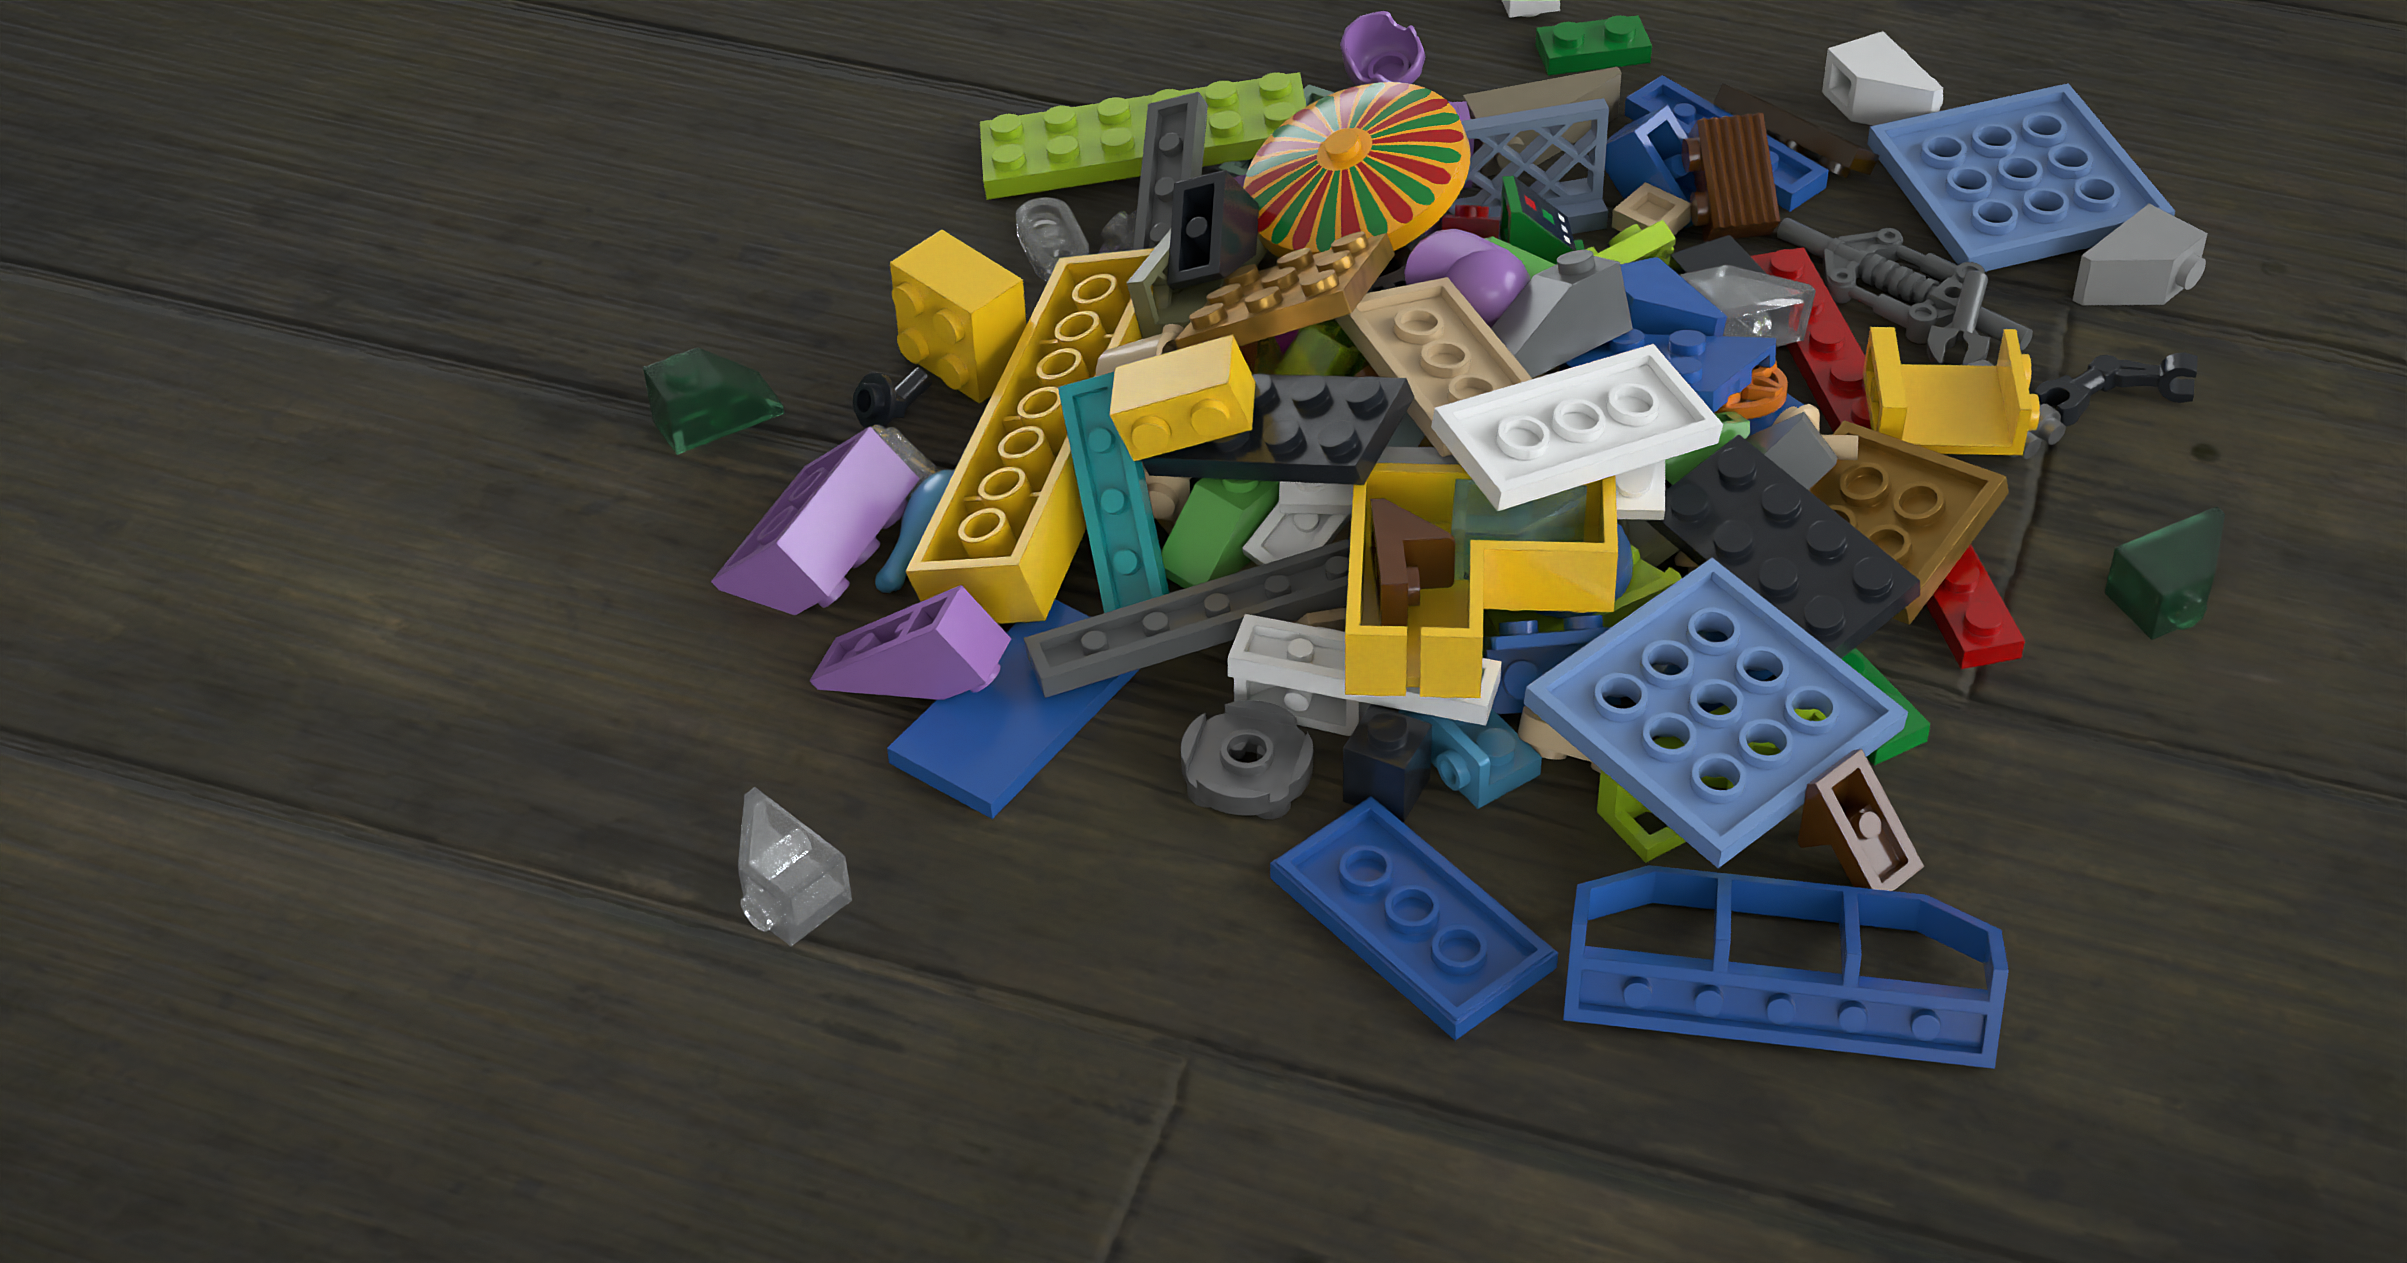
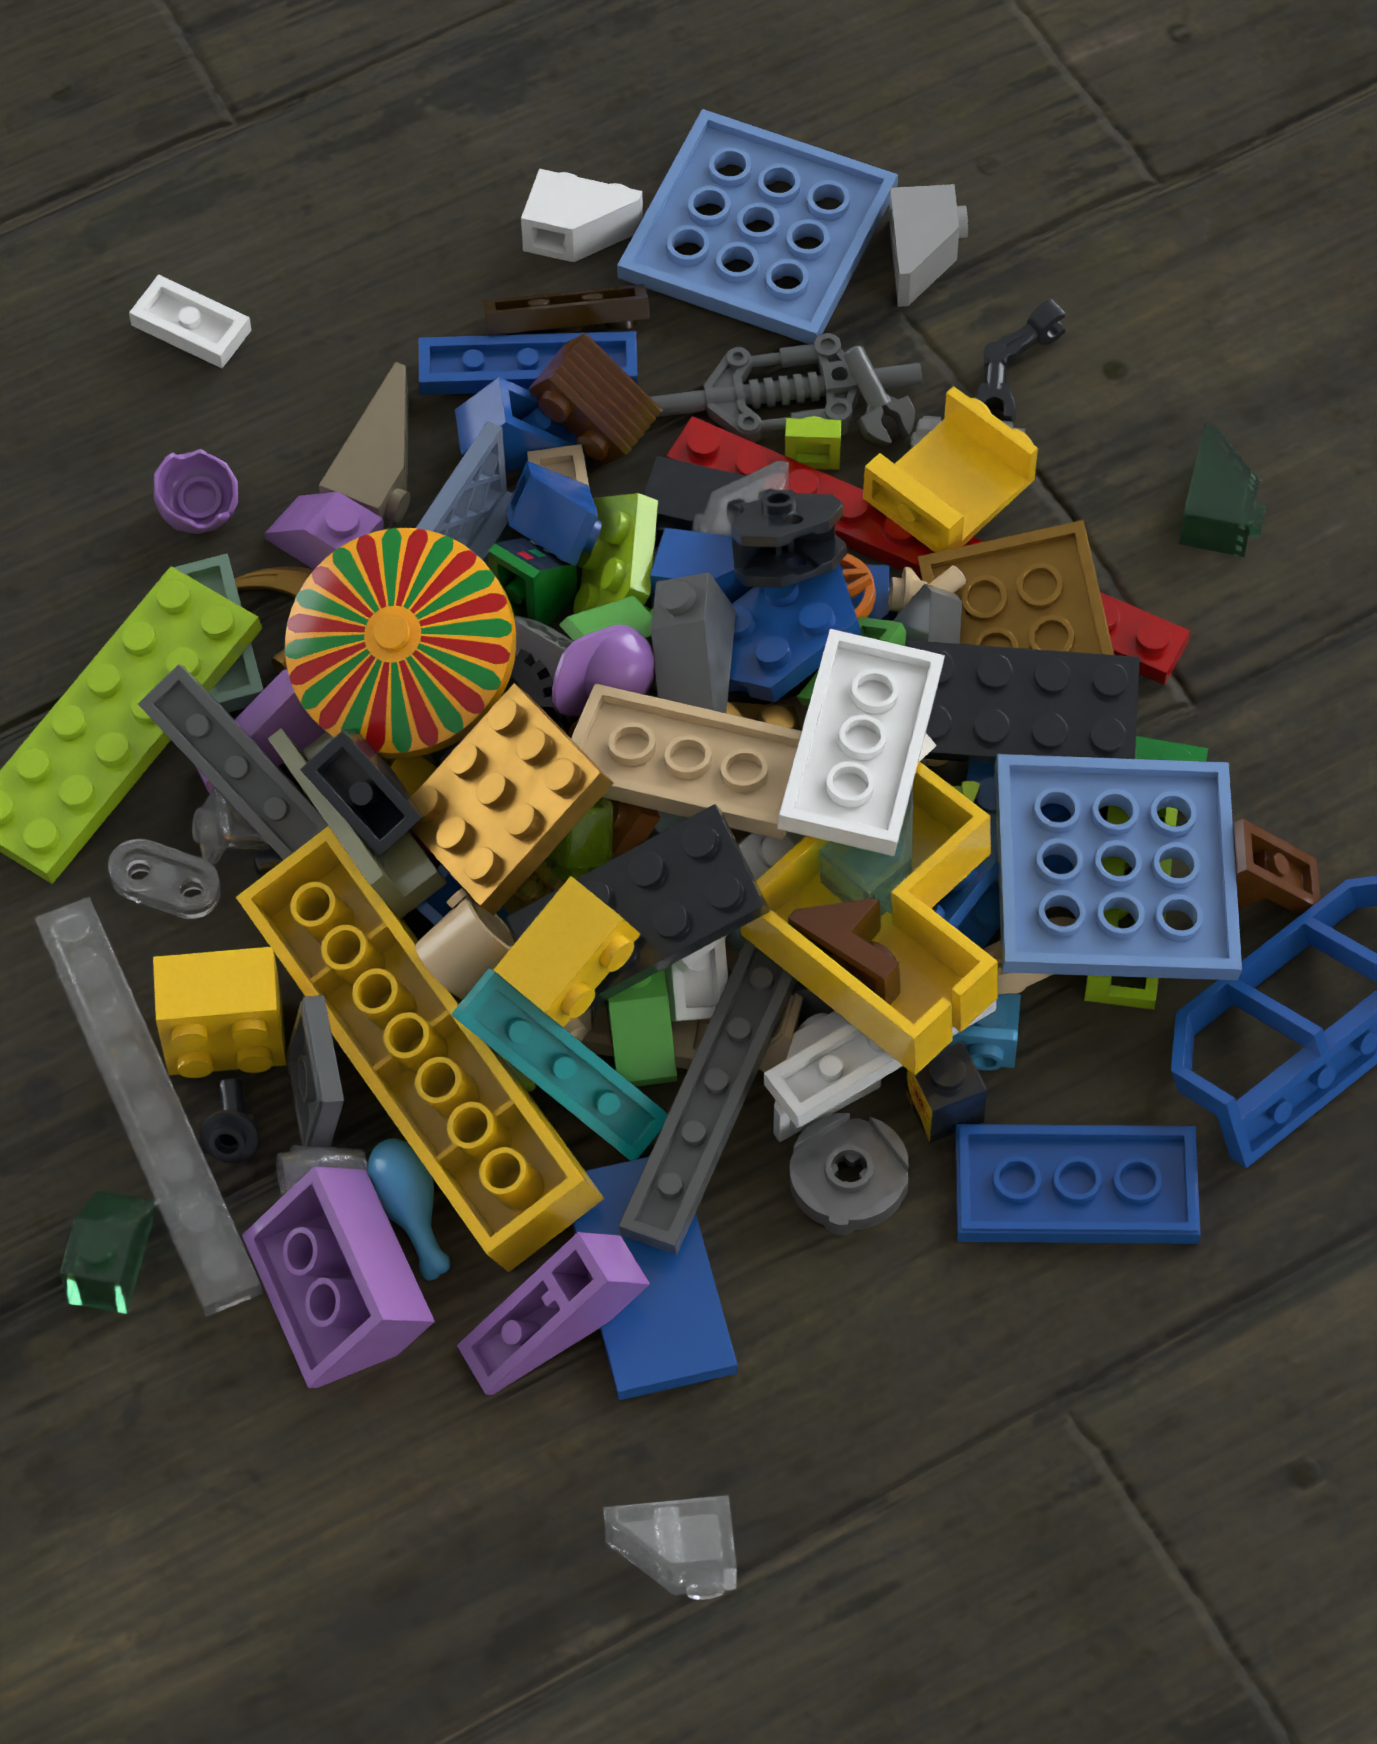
camera: 50 degrees left, 15 degrees up
(825, 388) = (148, 1107): none -> clear plate
(958, 390) = (314, 1074): none -> dark grey tile
(1593, 45) = (317, 344): green plate -> none
(1602, 209) = (554, 512): none -> blue slope
(1721, 296) = (782, 534): none -> black hinge
(1870, 307) = (814, 442): none -> lime plate

